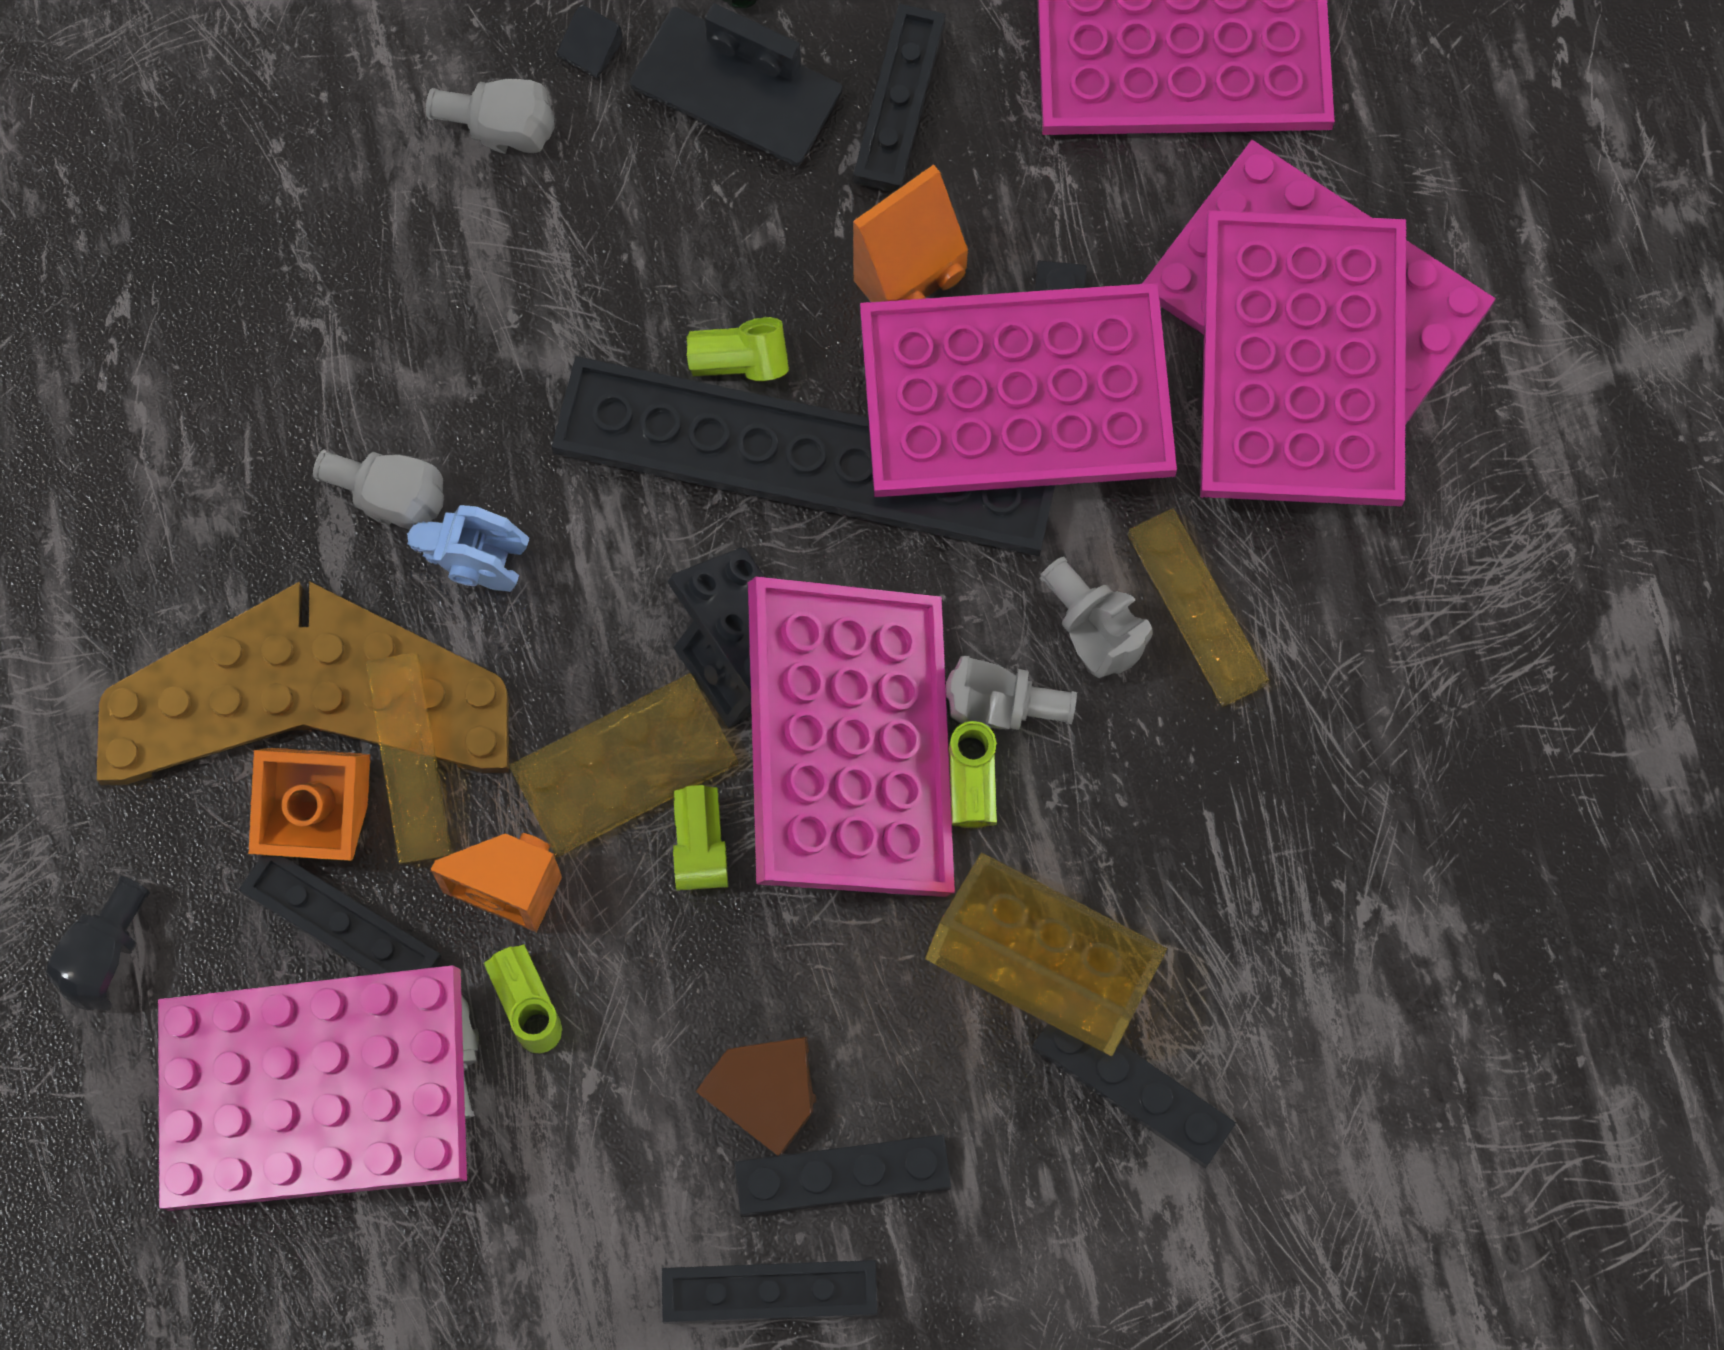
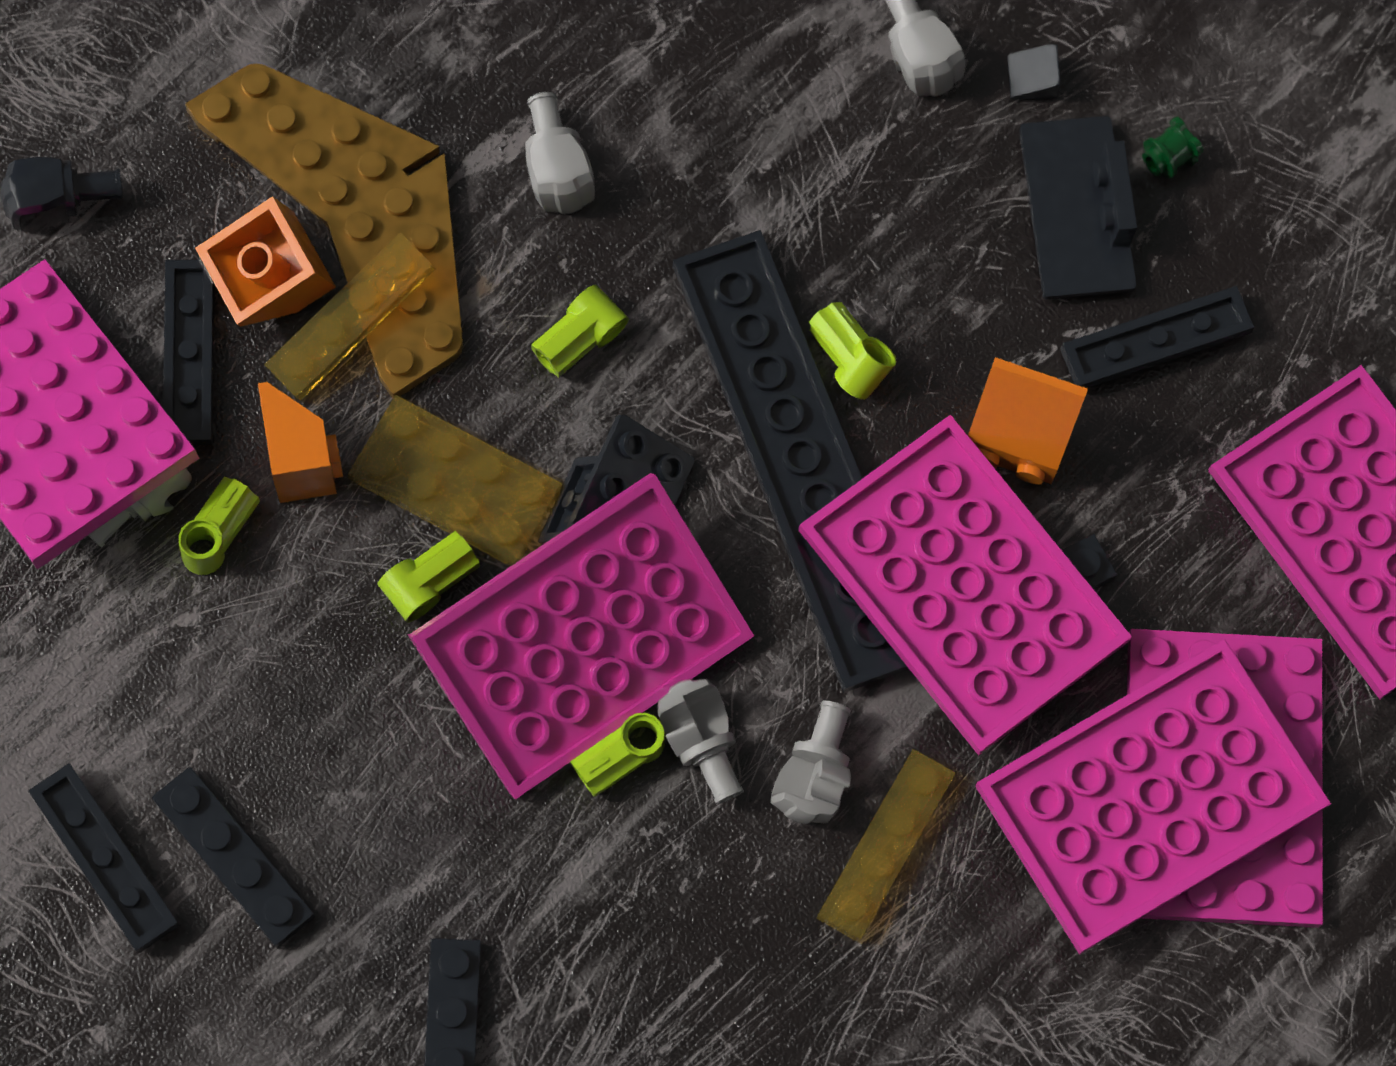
camera: 50 degrees right, 0 degrees up
(471, 546) = (547, 251): light blue hinge -> none
(559, 559) = (588, 322): none -> lime piece
(764, 1089) = (261, 753): reddish brown slope -> none
(1045, 953) = (505, 899): clear yellow brick -> none

